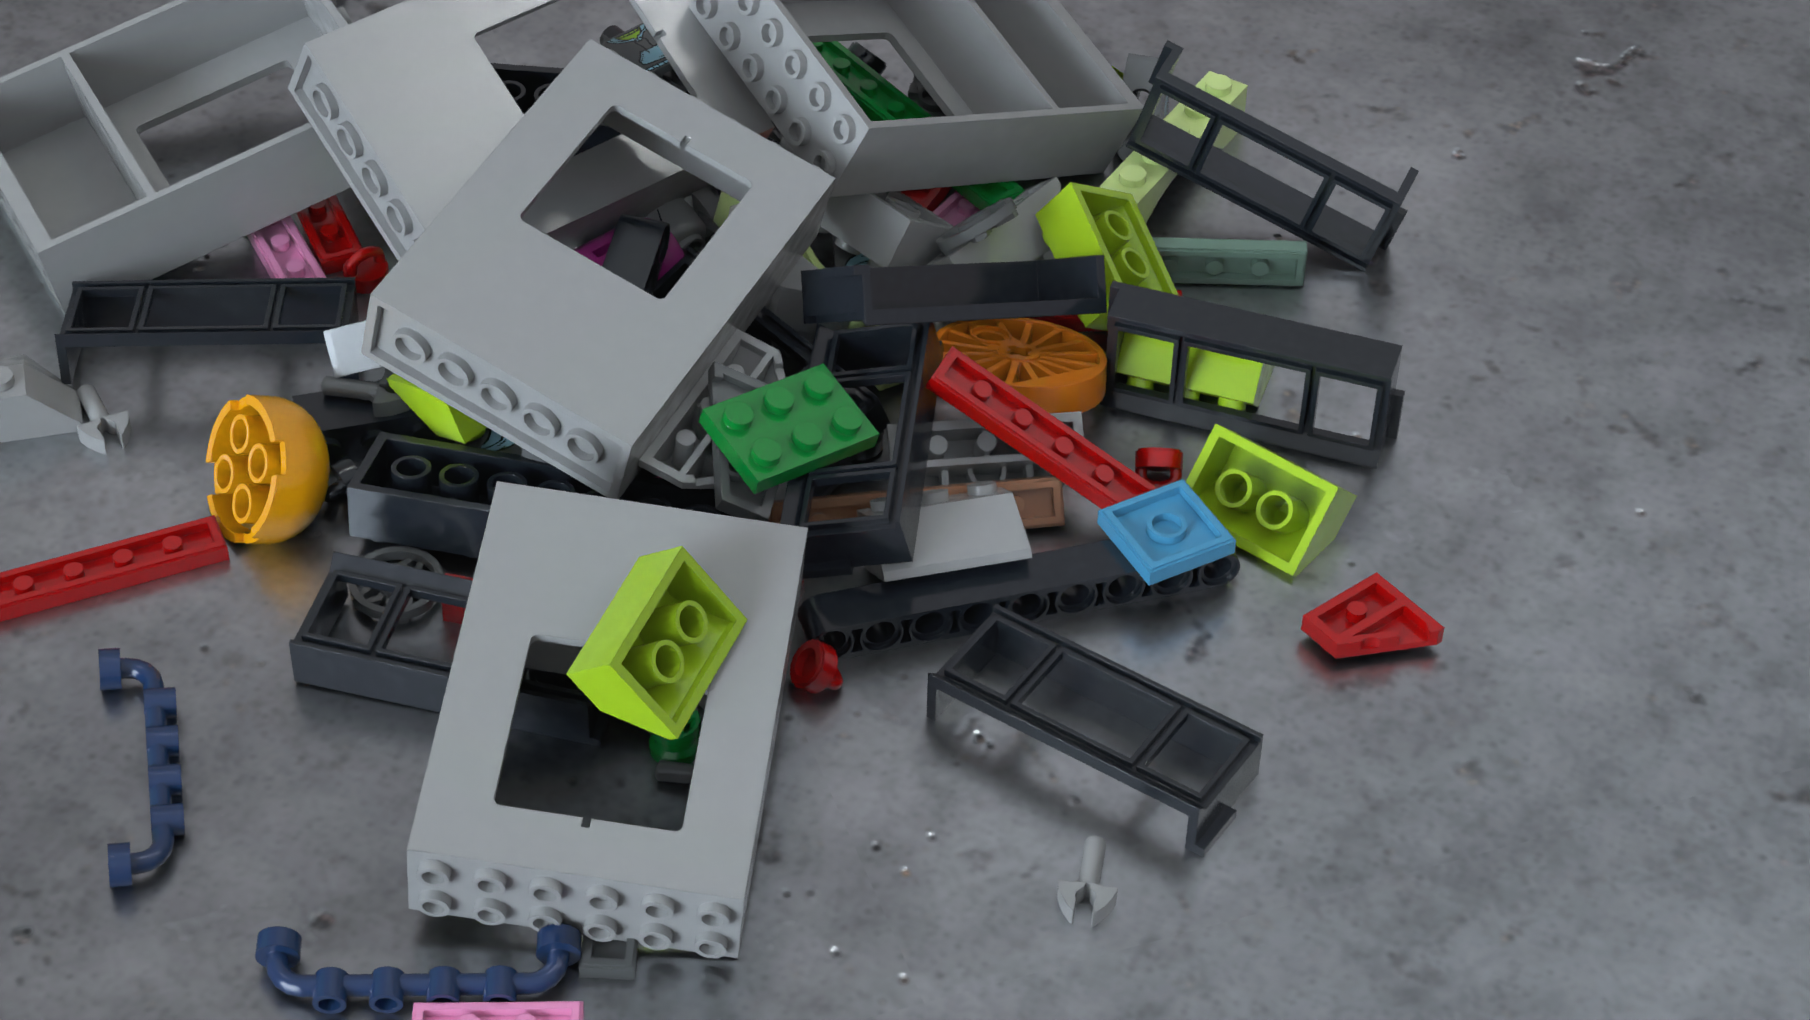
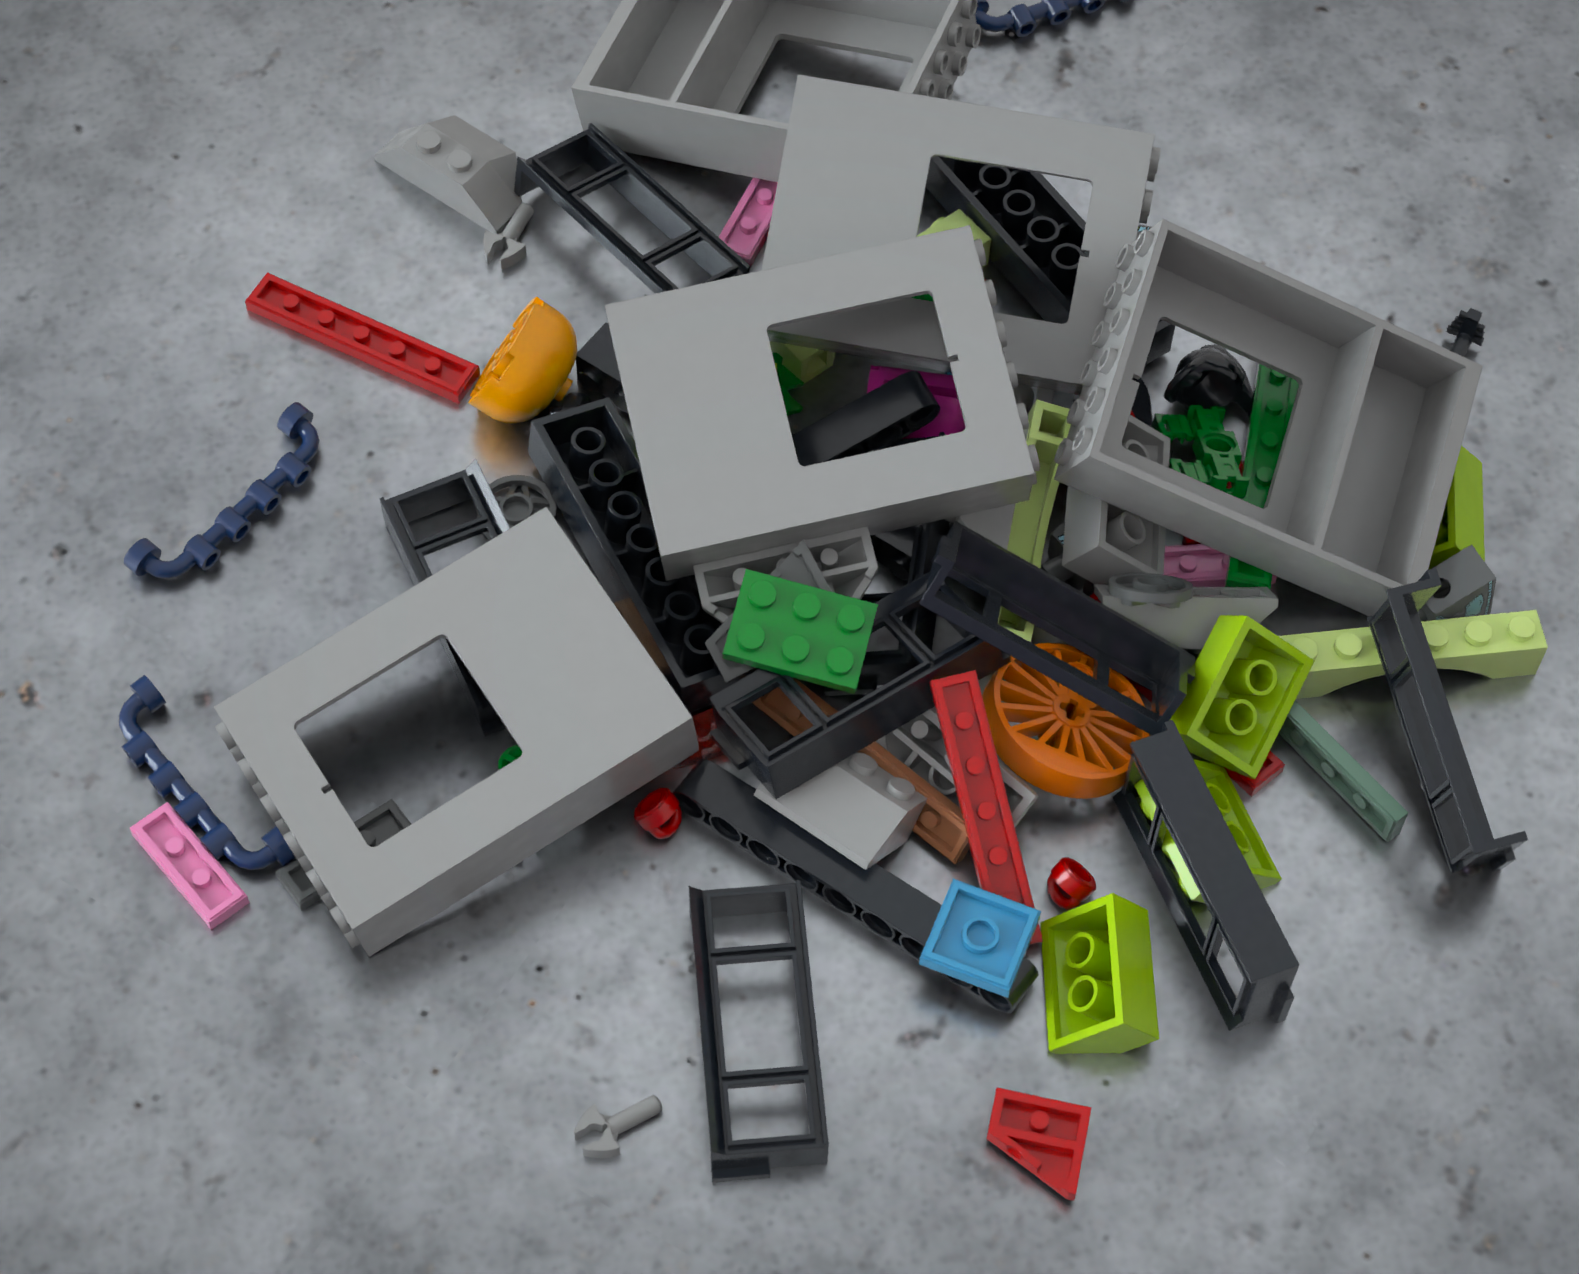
camera: 50 degrees right, 15 degrees up
(658, 643) = (489, 714): lime slope -> none

